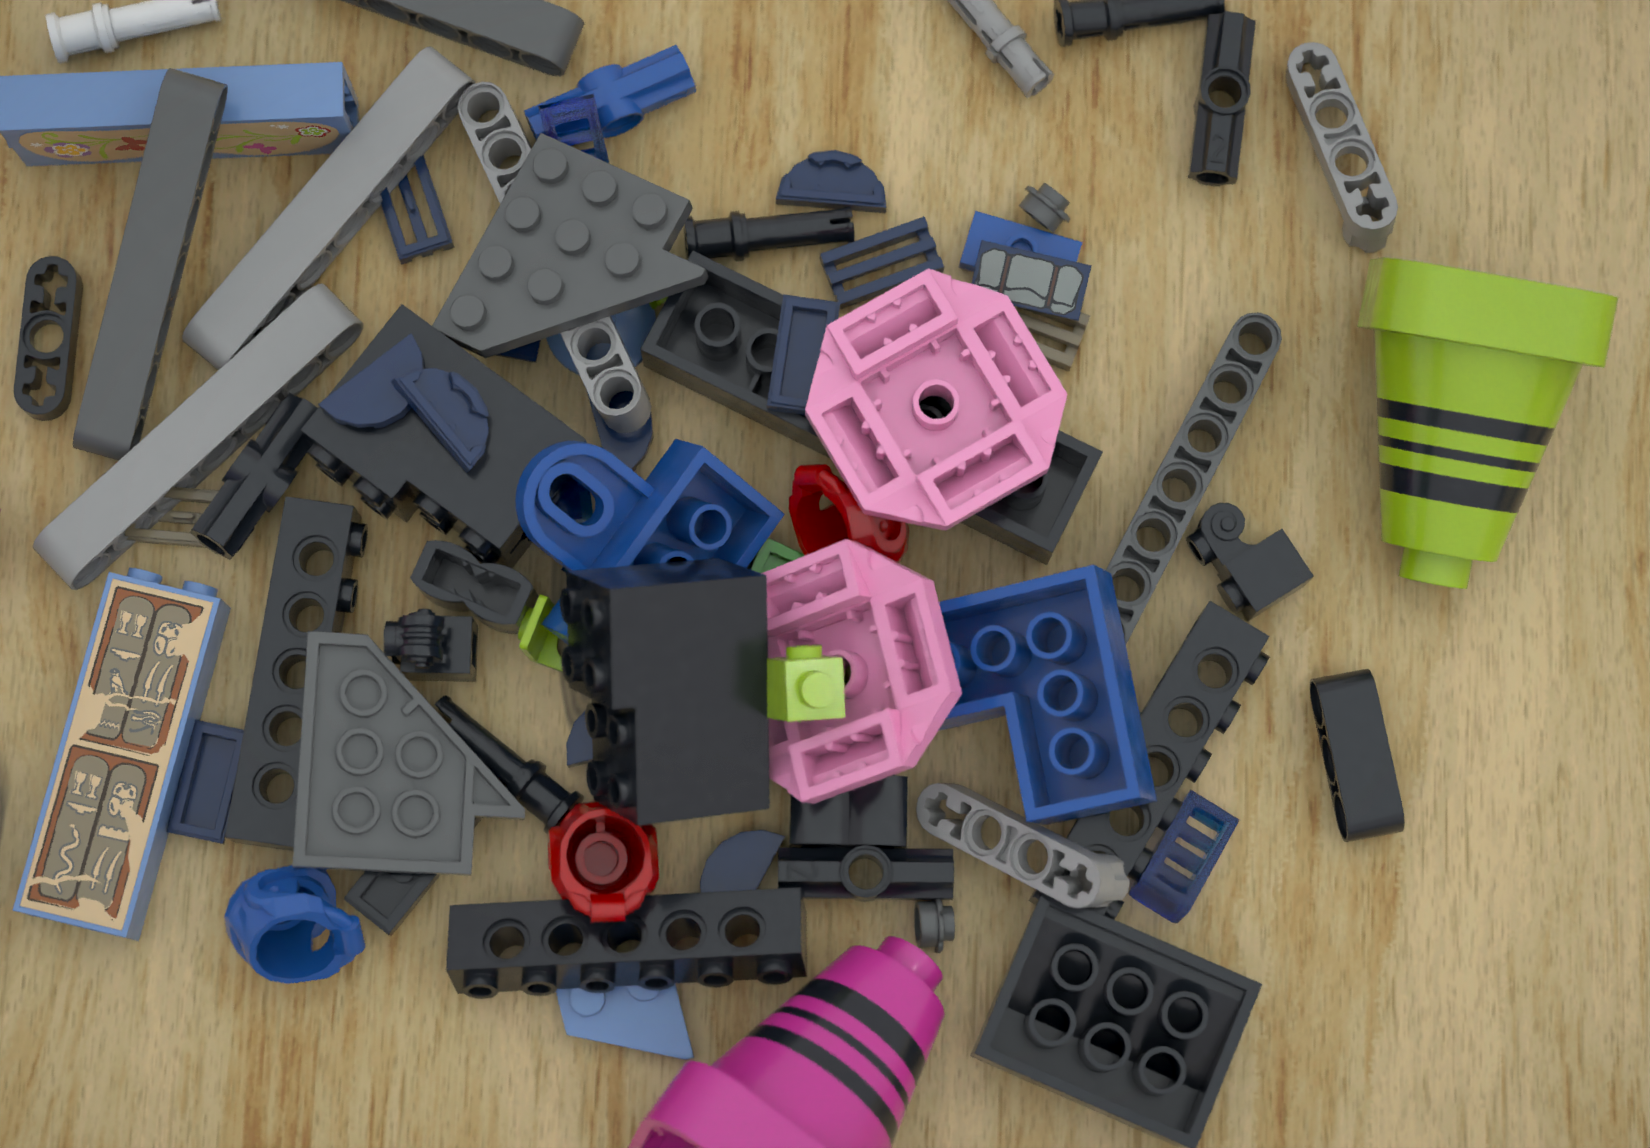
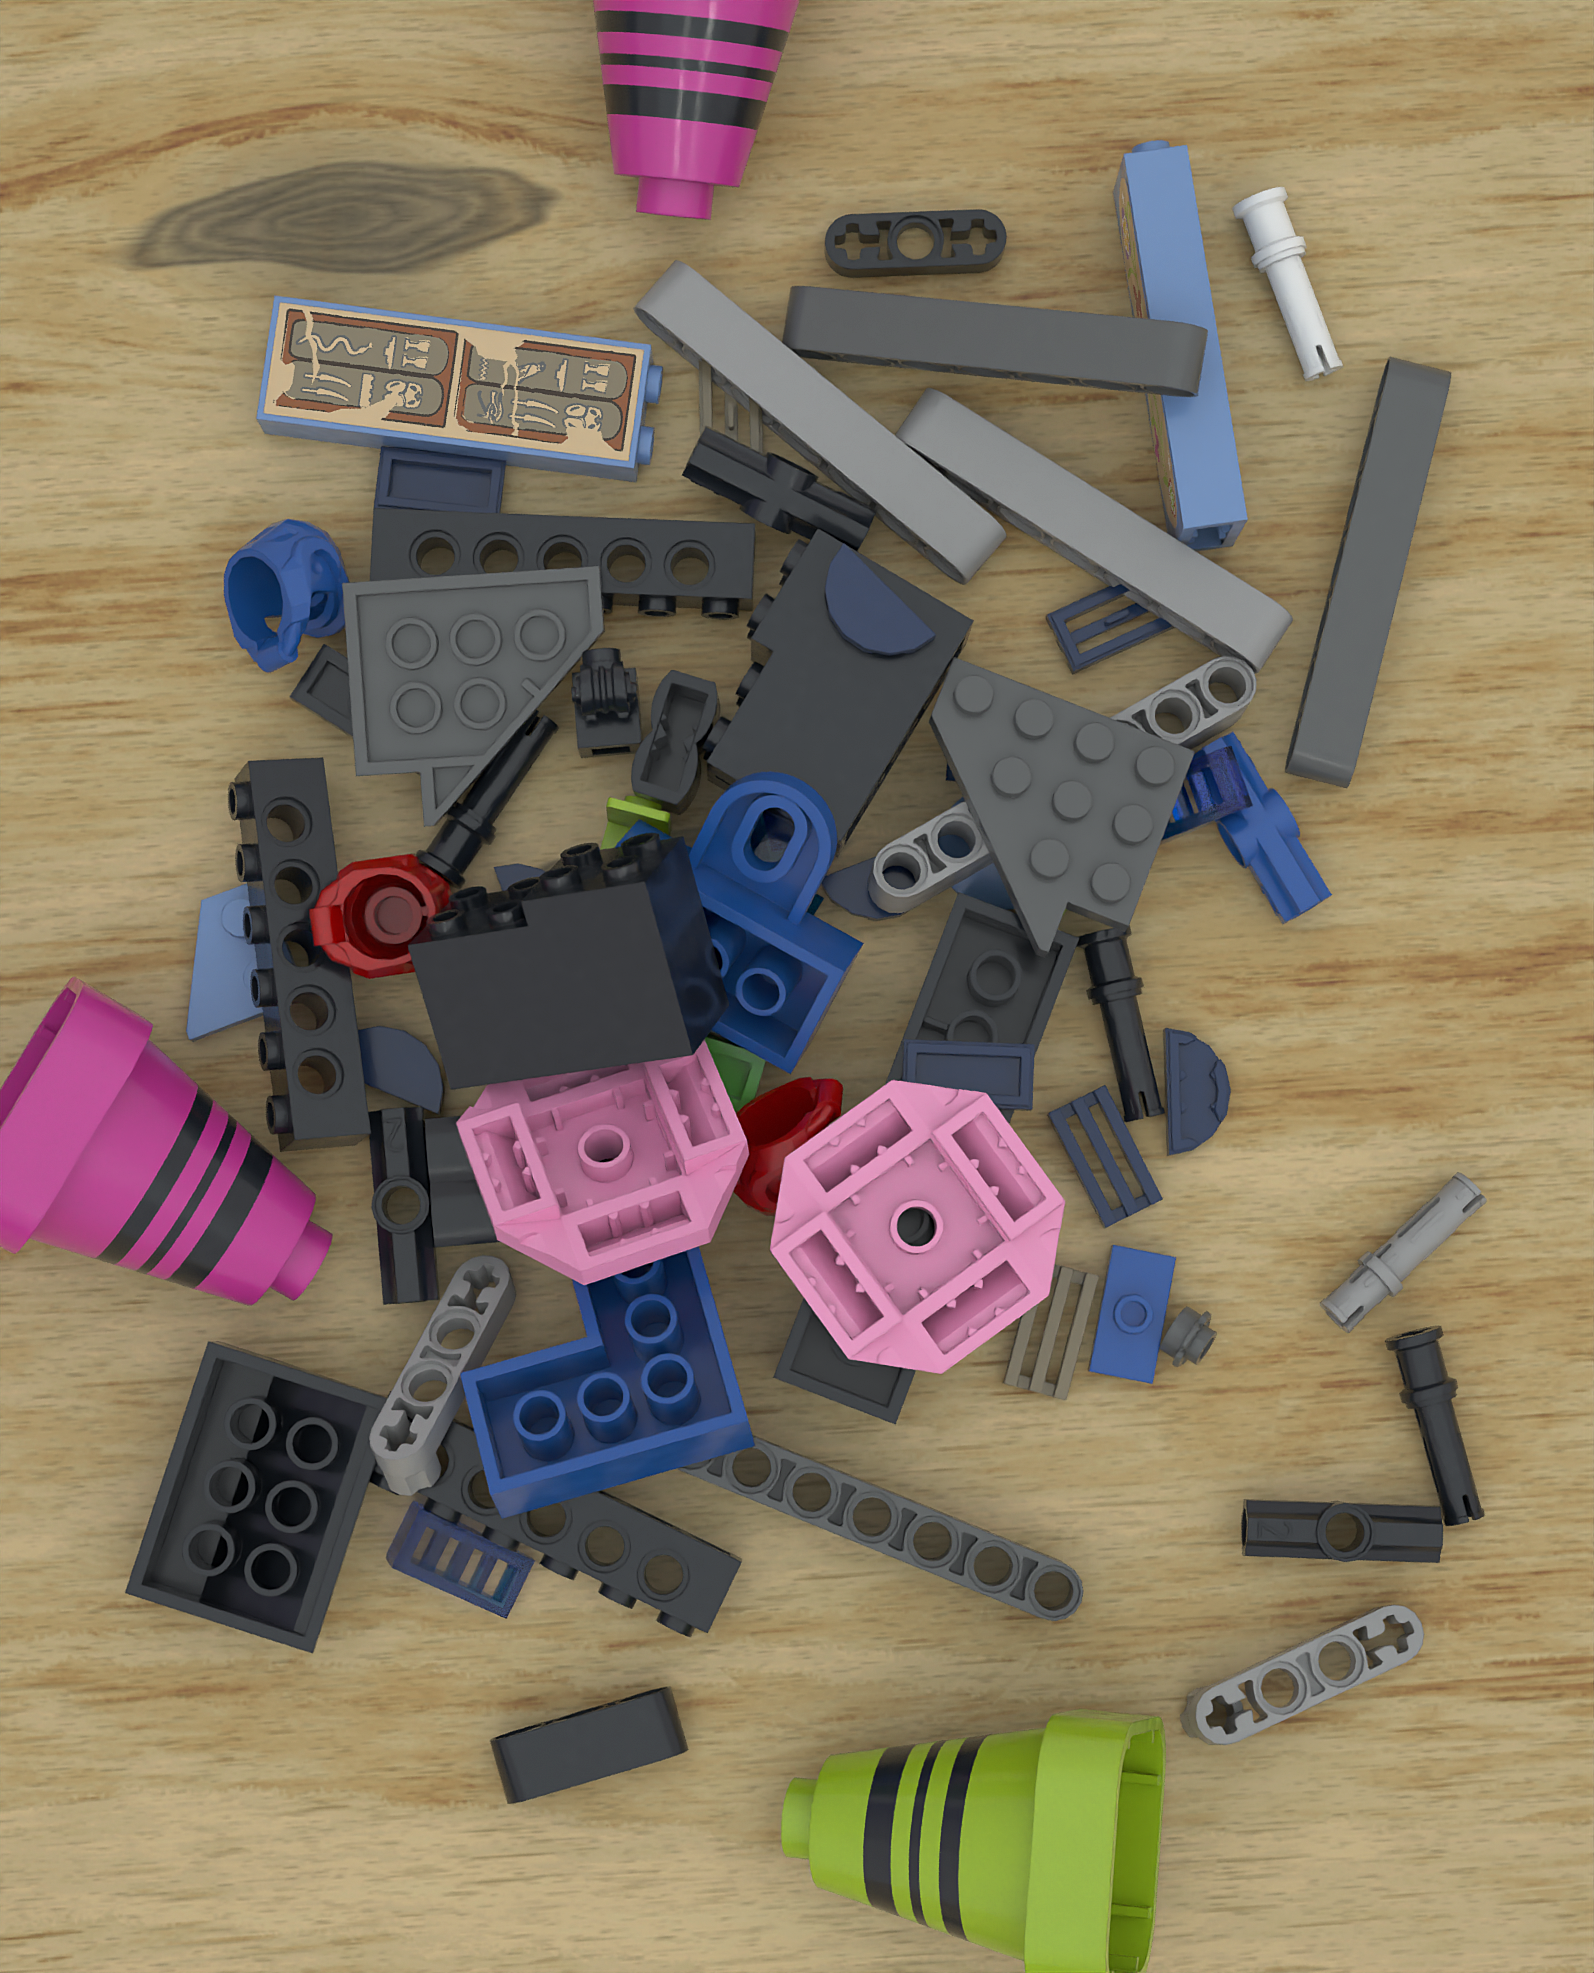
camera: 85 degrees right, 5 degrees up
(449, 409) = (852, 688): dark blue tile -> none
(805, 685) = (577, 1111): lime brick -> none
(933, 924) = (356, 1287): dark grey plate -> none
(1033, 279) = (1095, 1326): tile -> none
(1250, 574) = (781, 1611): black brick -> none

